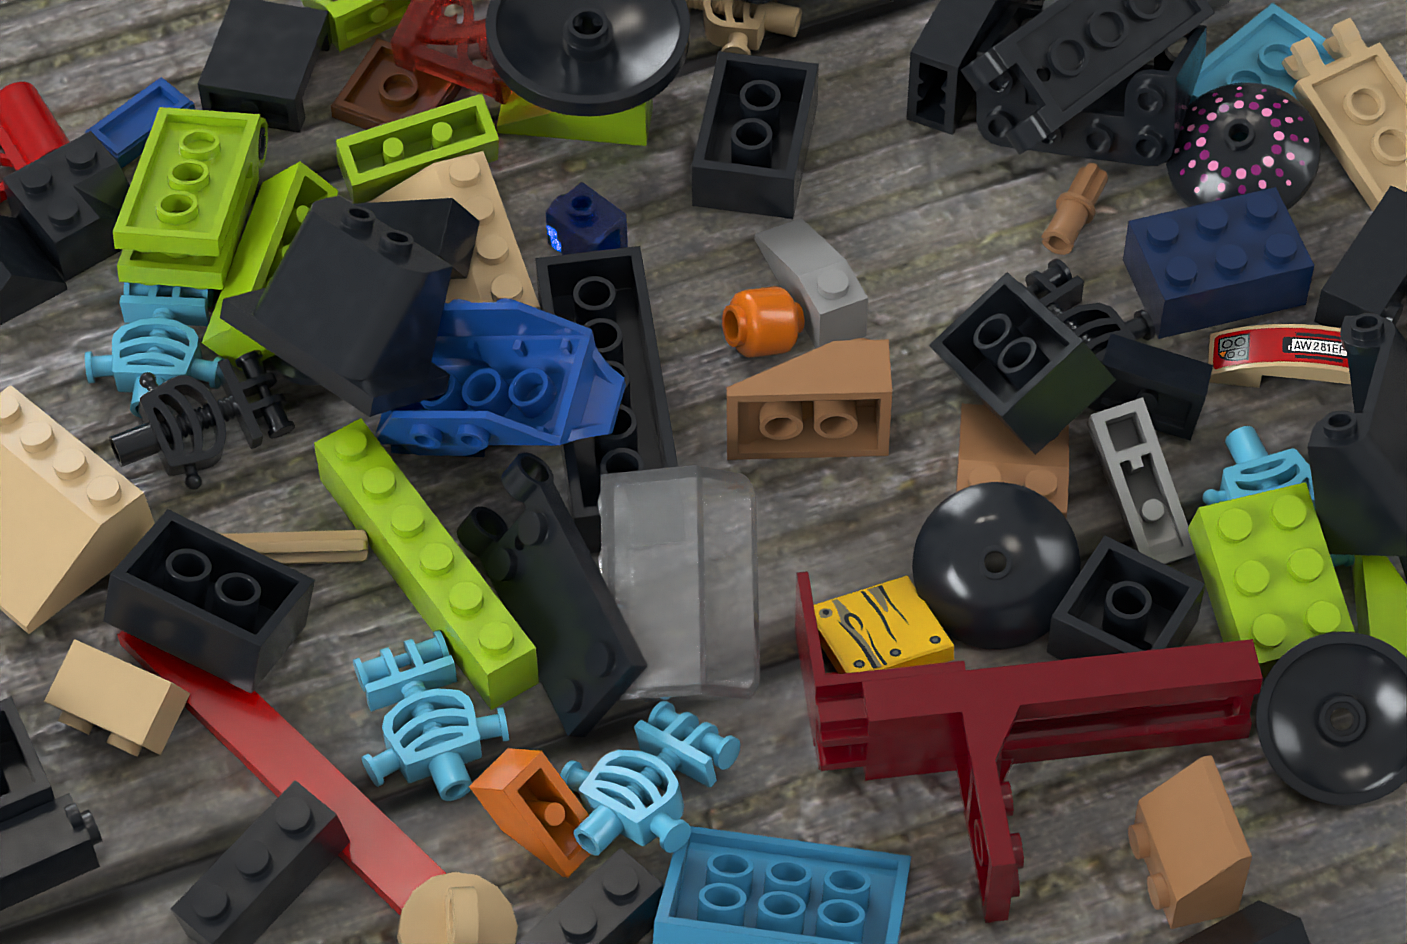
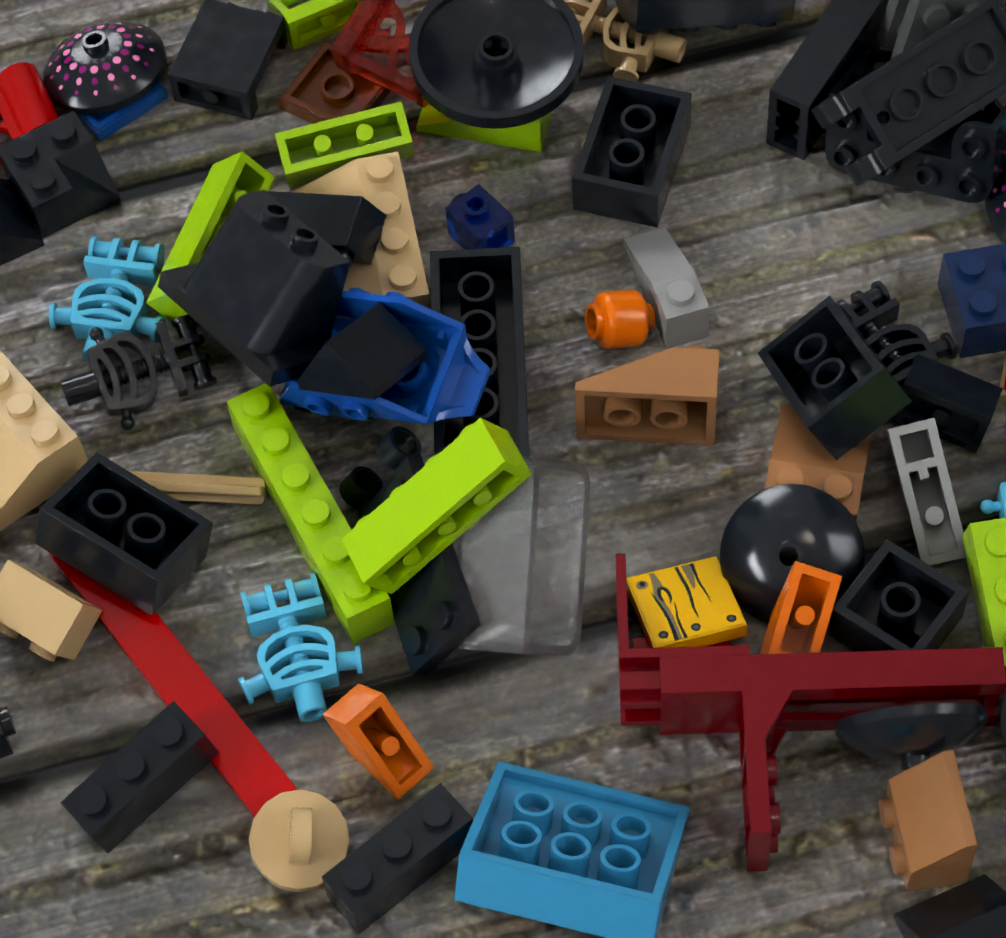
camera: 10 degrees right, 5 degrees up
(117, 82) = (104, 67): none -> black dish
(190, 198) = (150, 175): lime hinge -> none
(479, 374) = (364, 357): none -> black slope
(582, 533) = (435, 506): none -> lime brick
(629, 779) = (458, 717): medium azure piece -> none
(1017, 619) = (801, 611): none -> orange slope
(1075, 209) = (900, 236): medium nougat axle -> none
(1158, 739) = (912, 731): none -> black dish

